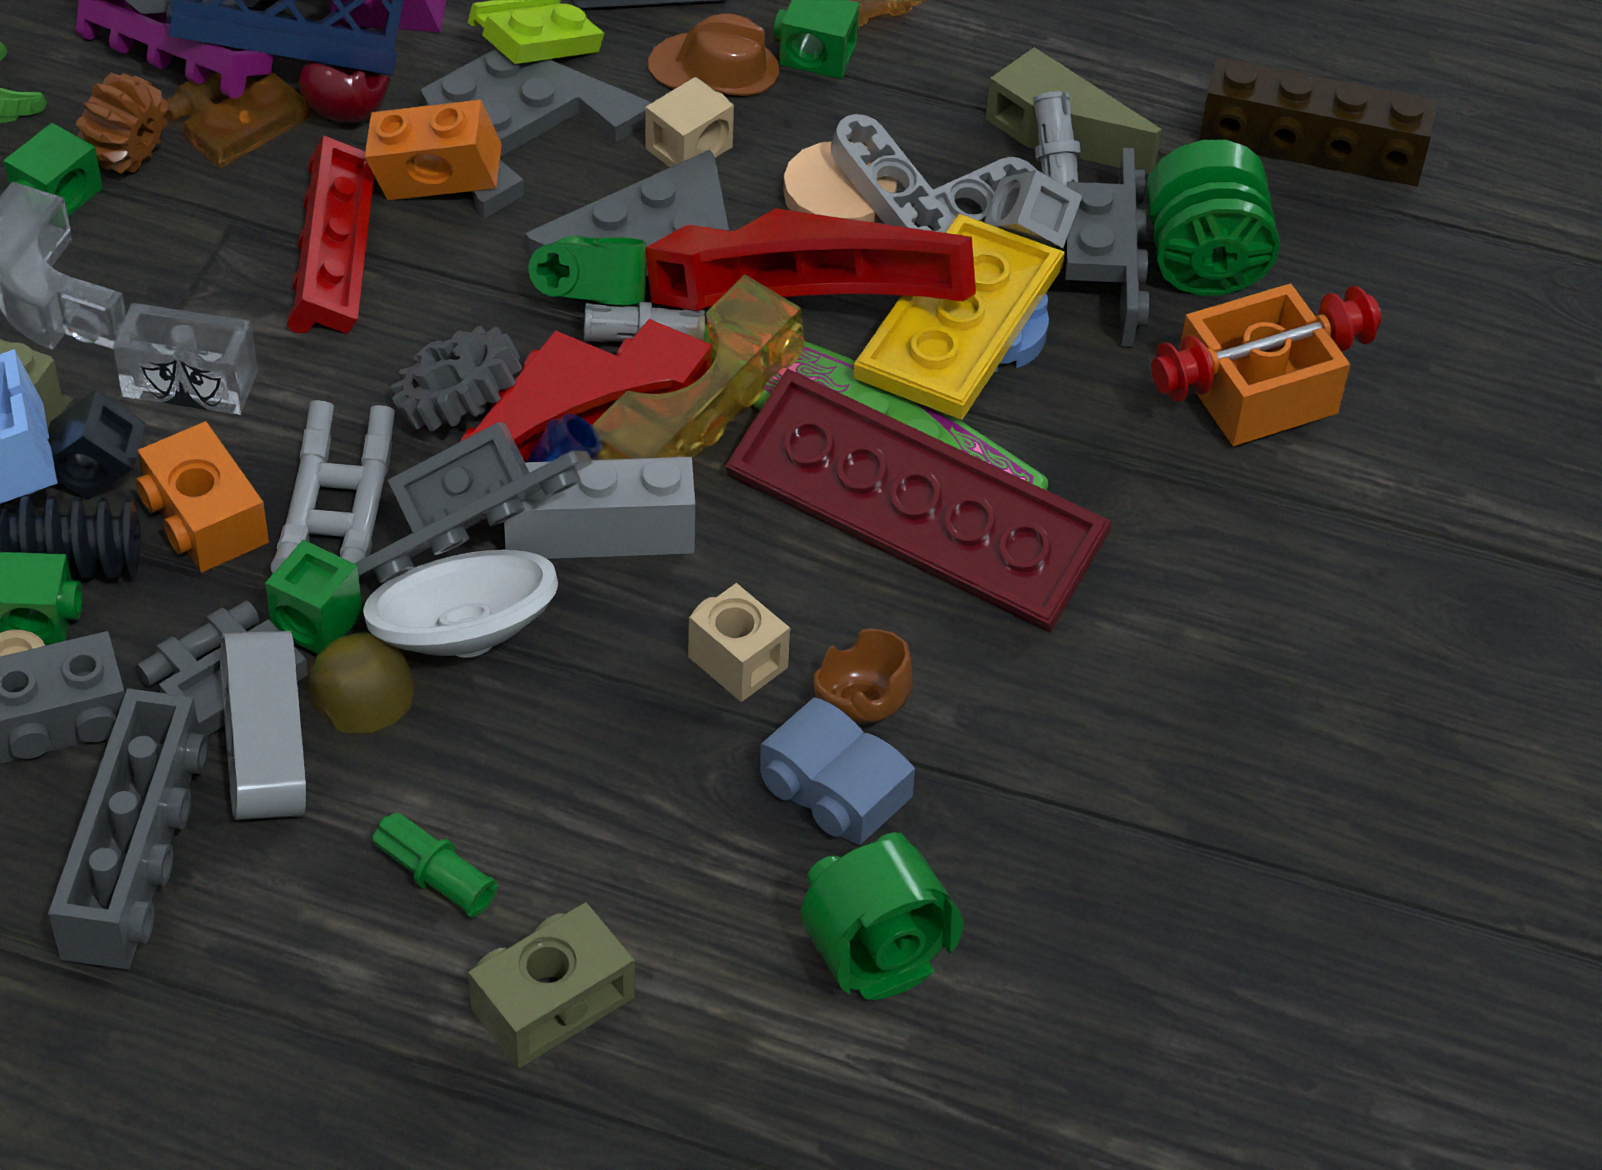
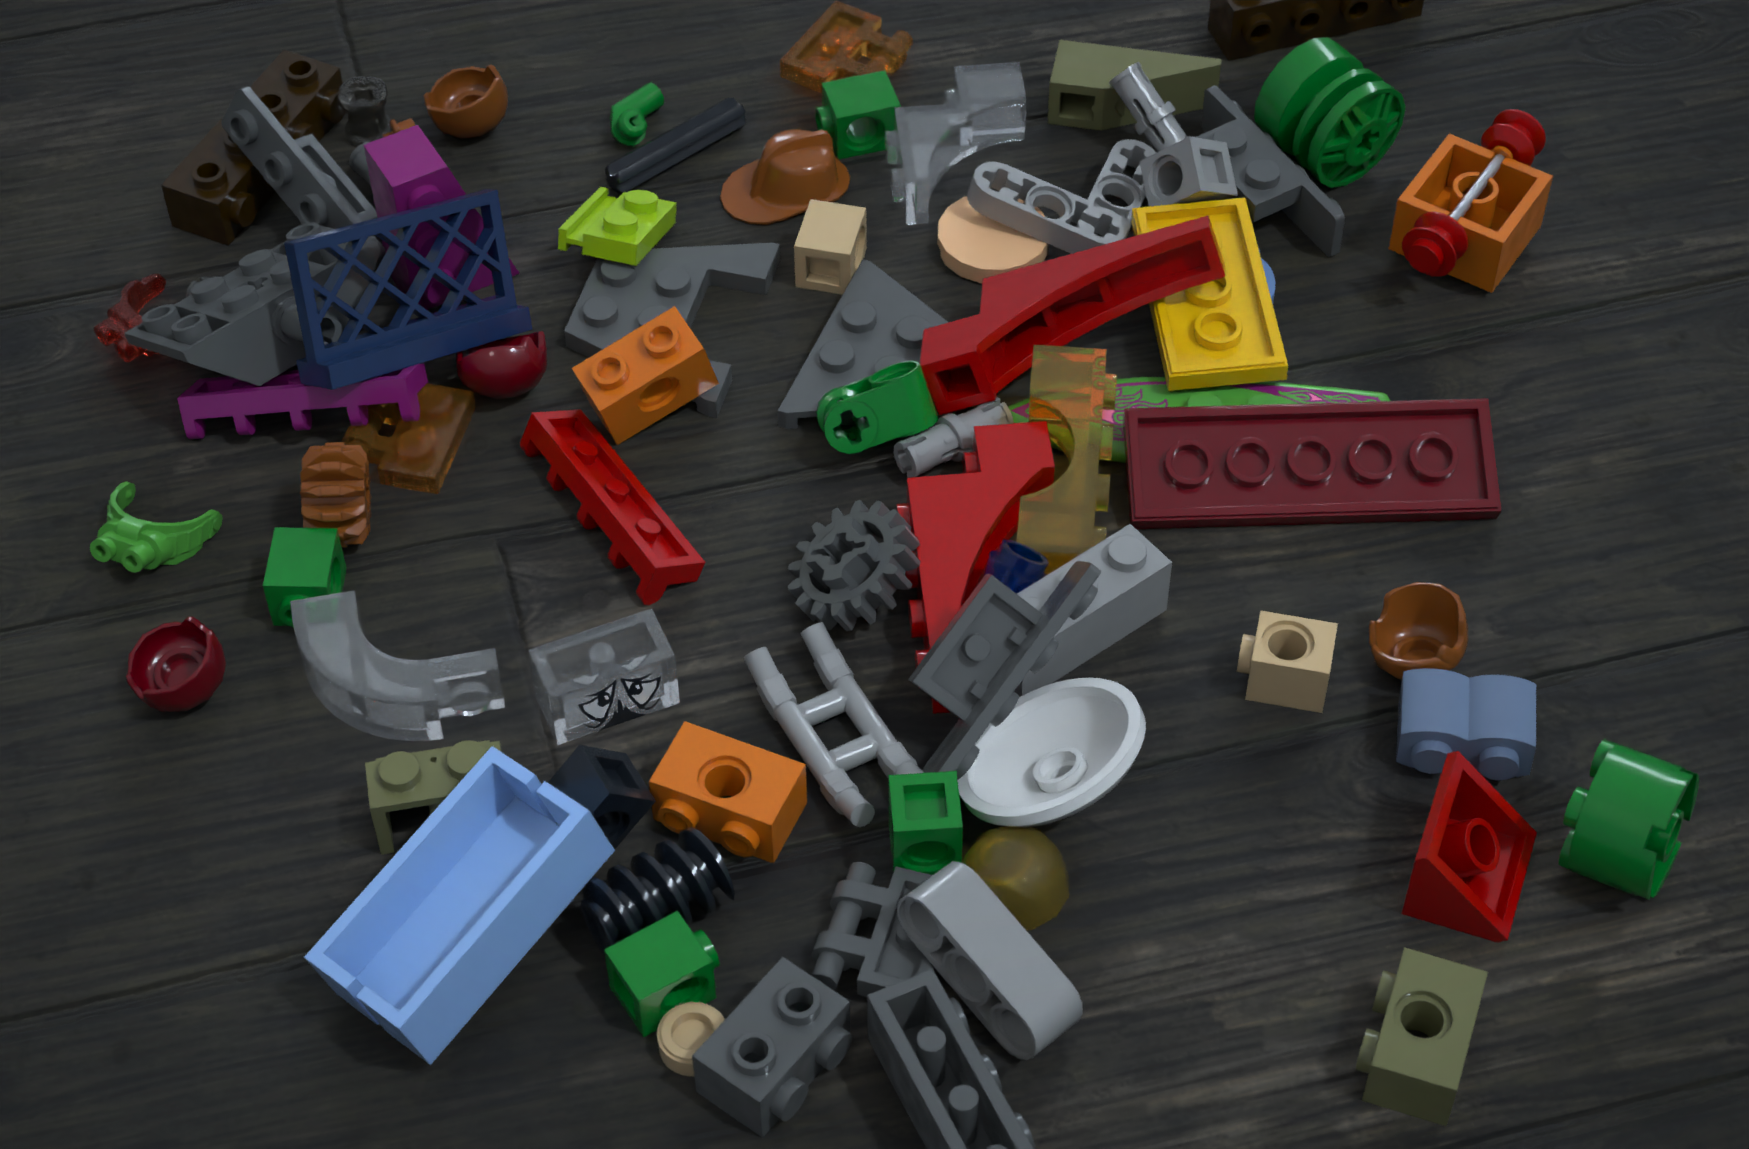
camera: 30 degrees left, 0 degrees up
(435, 864) = (1226, 994): green axle -> none
(728, 867) = (1470, 856): none -> red slope
(925, 78) = (930, 139): none -> clear arch

